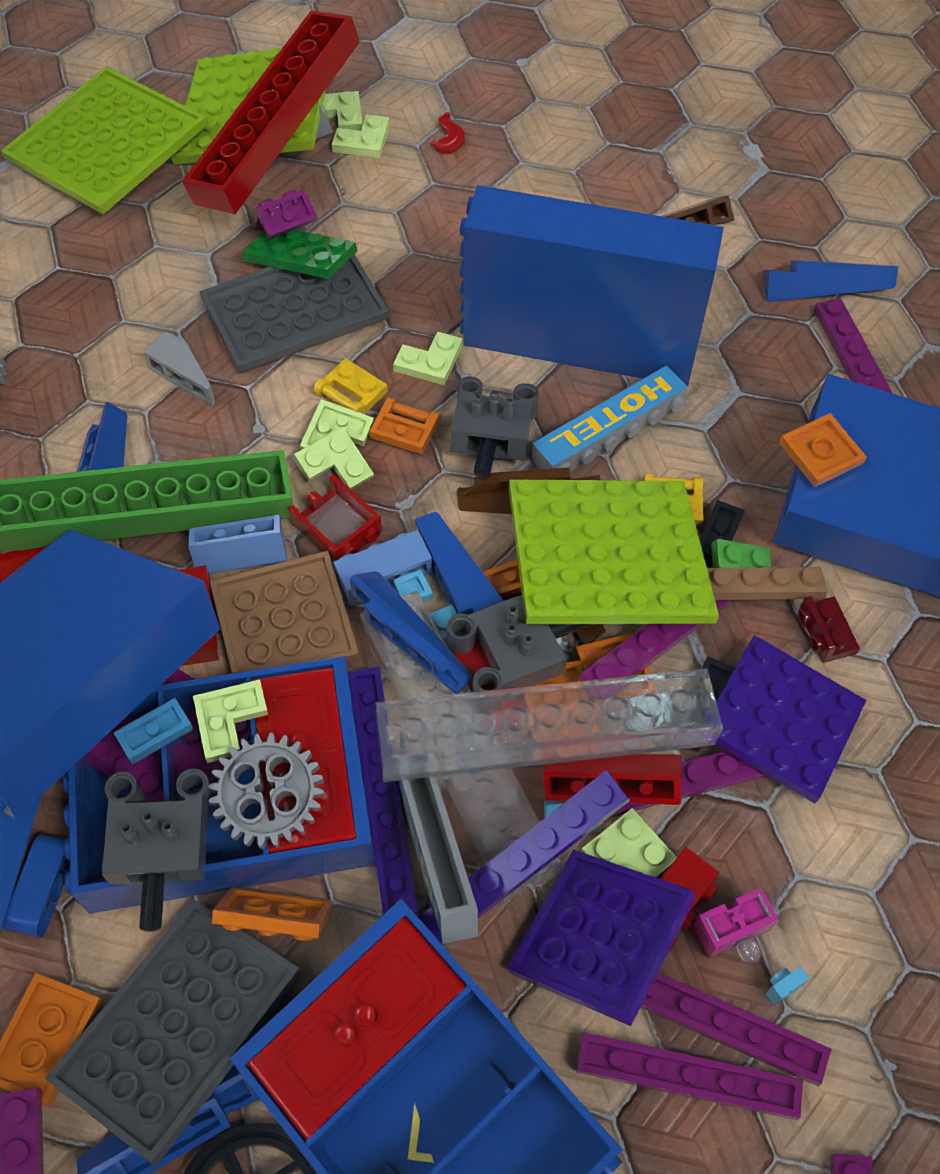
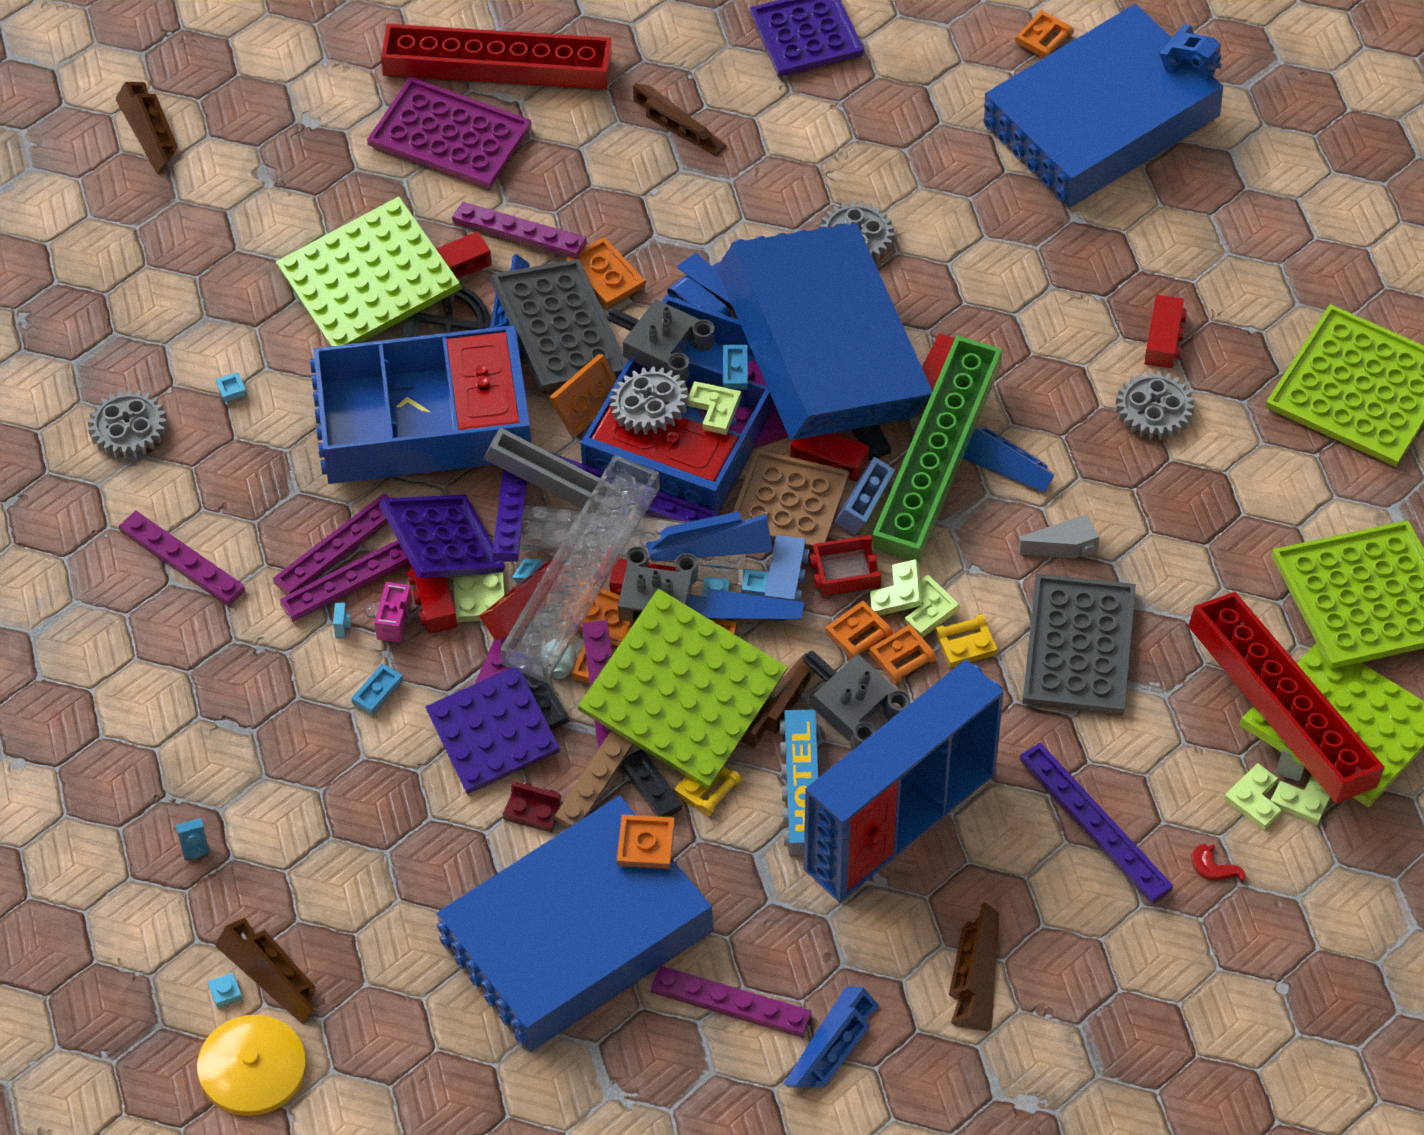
camera: 125 degrees right, 5 degrees down
(284, 213) = (1175, 667): magenta bracket -> none
(301, 252) = (1125, 679): green plate -> none
(404, 480) = (854, 624): none -> orange plate
(492, 174) = (1096, 823): none -> dark purple plate
(739, 555) = (623, 782): bright green plate -> none
(833, 876) = (377, 689): none -> dark azure plate

